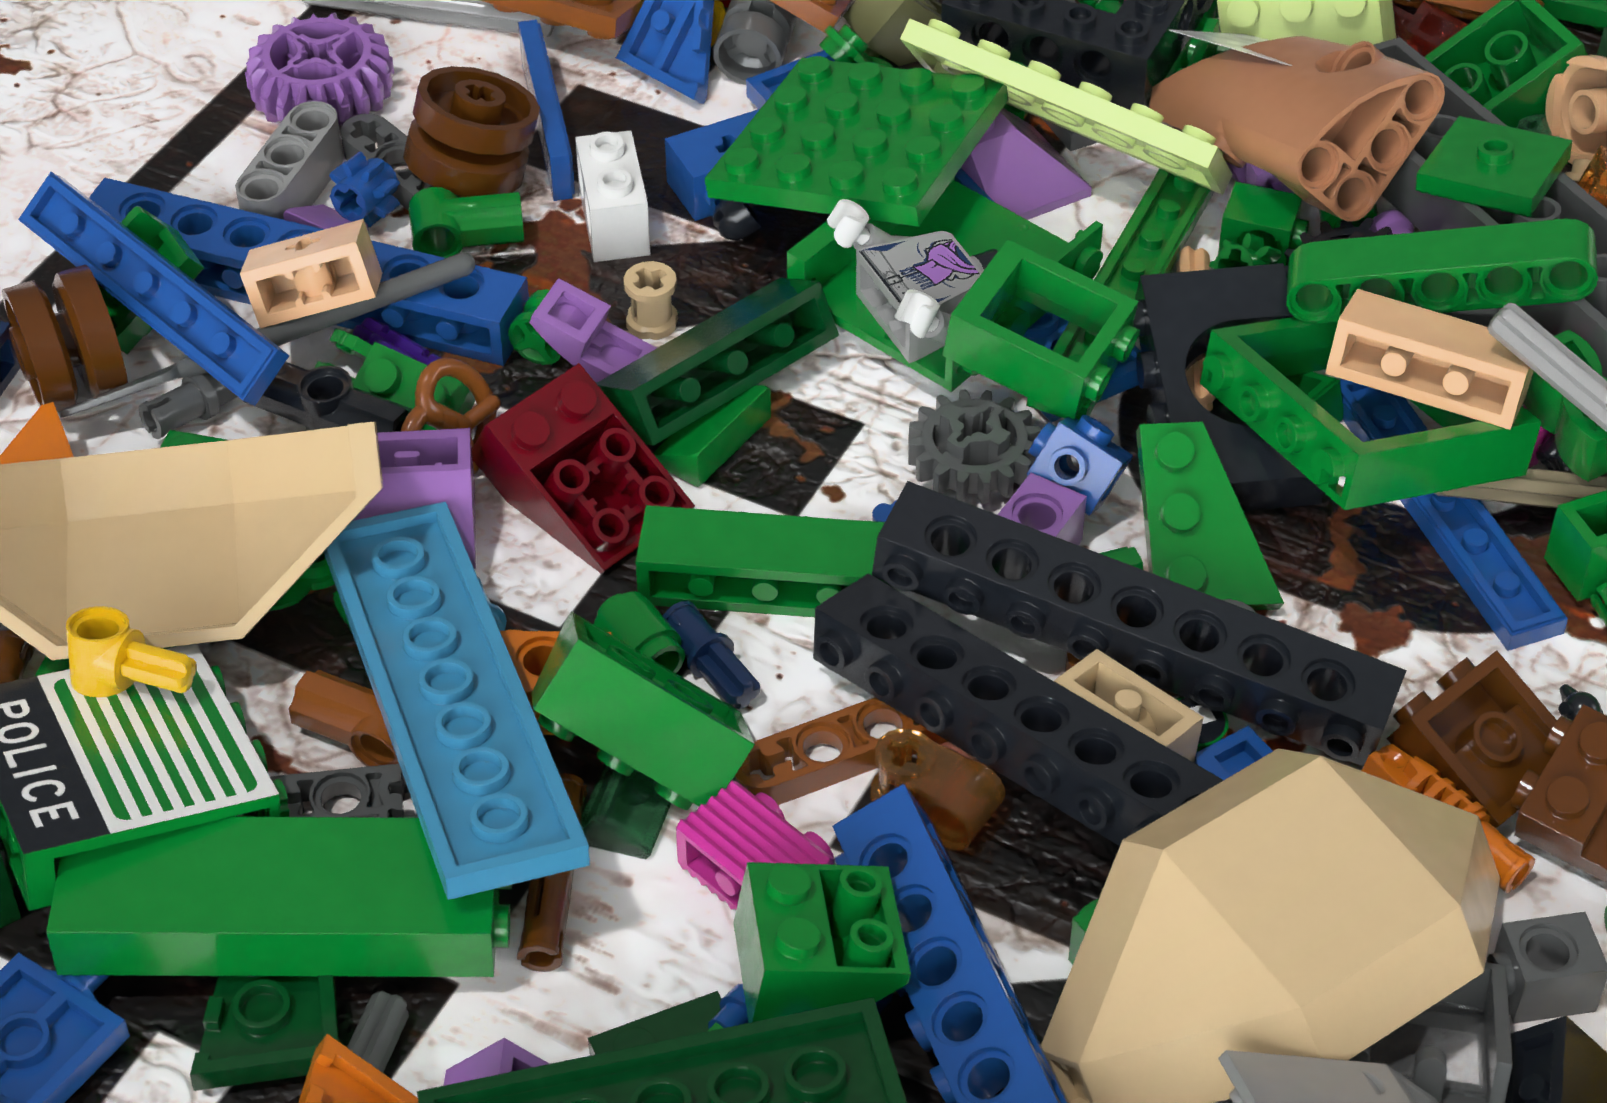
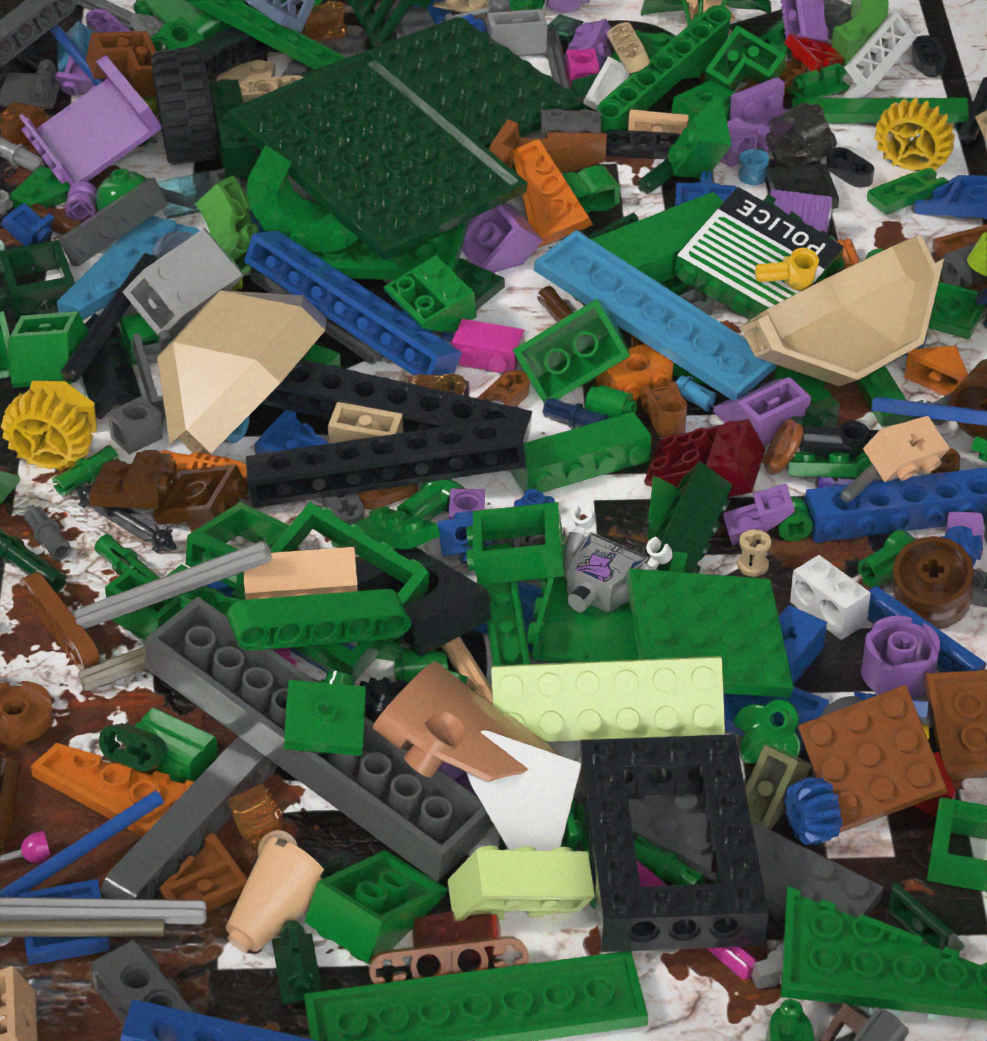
camera: 150 degrees right, 5 degrees down
(551, 582) = (665, 409): none -> dark orange piece
(610, 79) = (899, 655): none -> medium lavender brick
(1478, 538) = (240, 520): none -> green window

